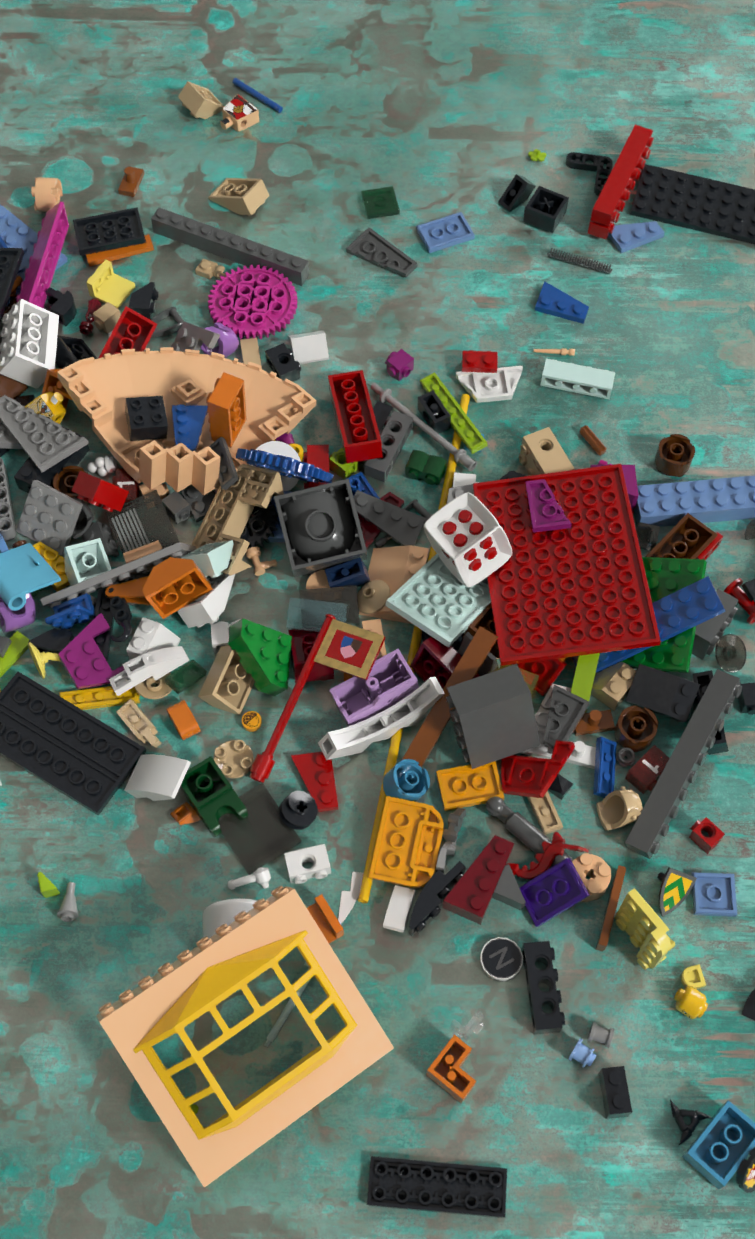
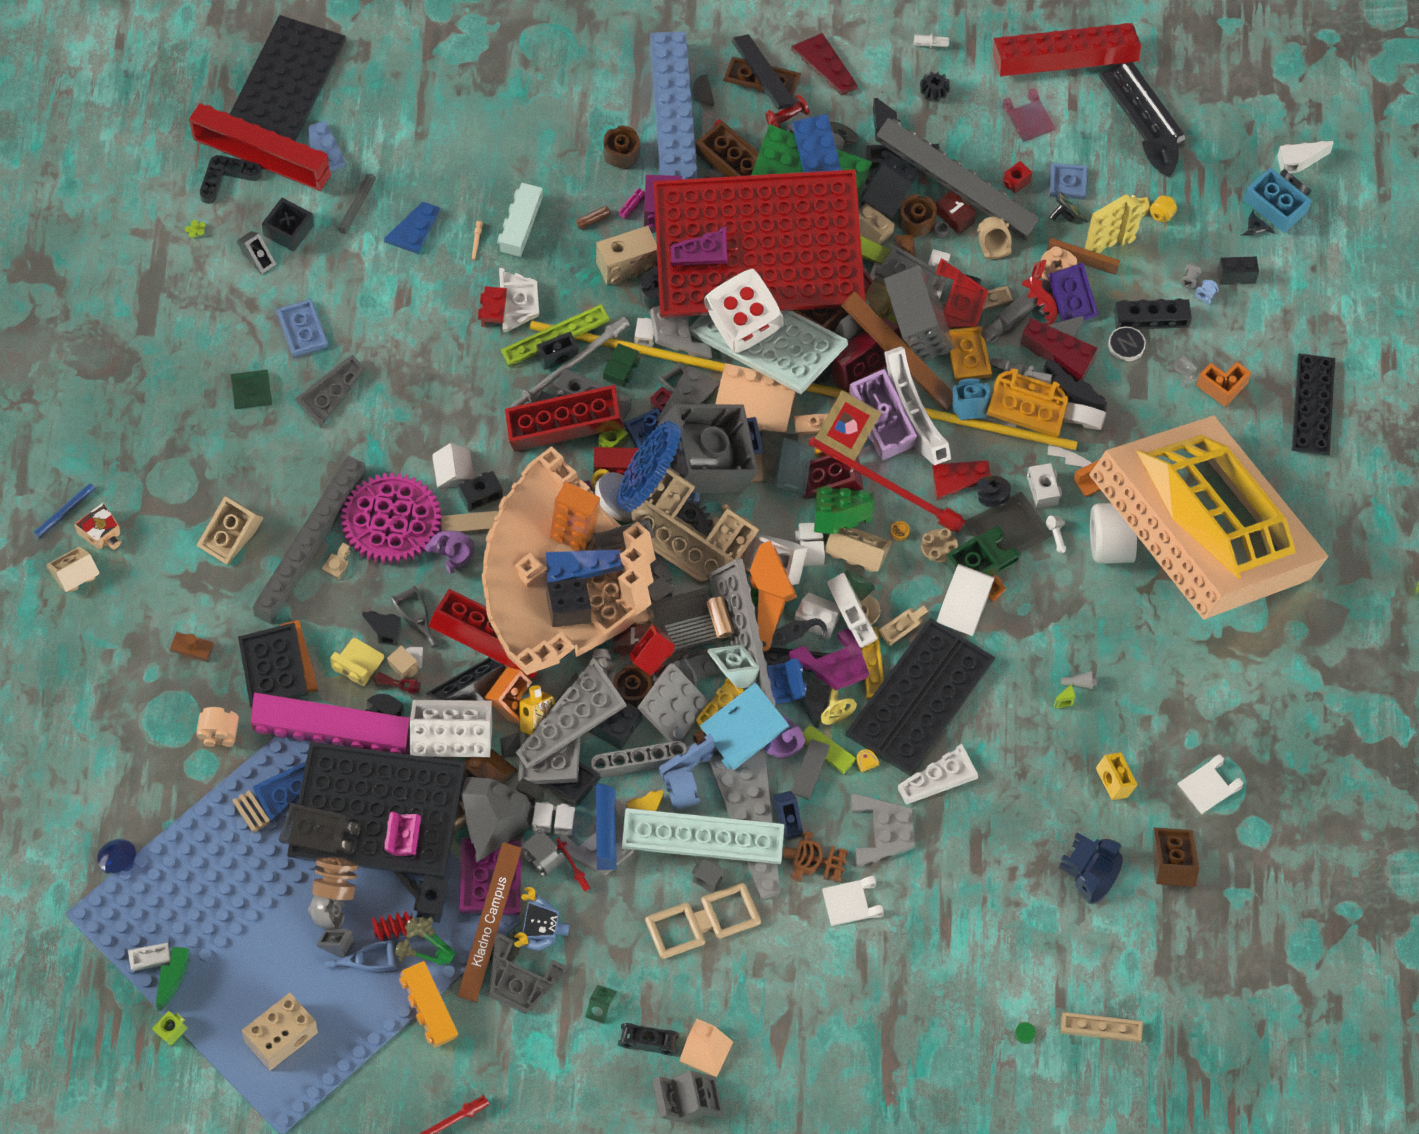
camera: 90 degrees left, 0 degrees up
(183, 720) = (899, 586): orange beam -> none
(193, 337) = (455, 570): light grey wing -> none
(212, 557) = (737, 544): light aqua slope -> none
(373, 596) = (774, 409): tan dish -> none
(399, 364) = (488, 381): magenta brick -> none
(604, 767) = (952, 246): blue tile -> none

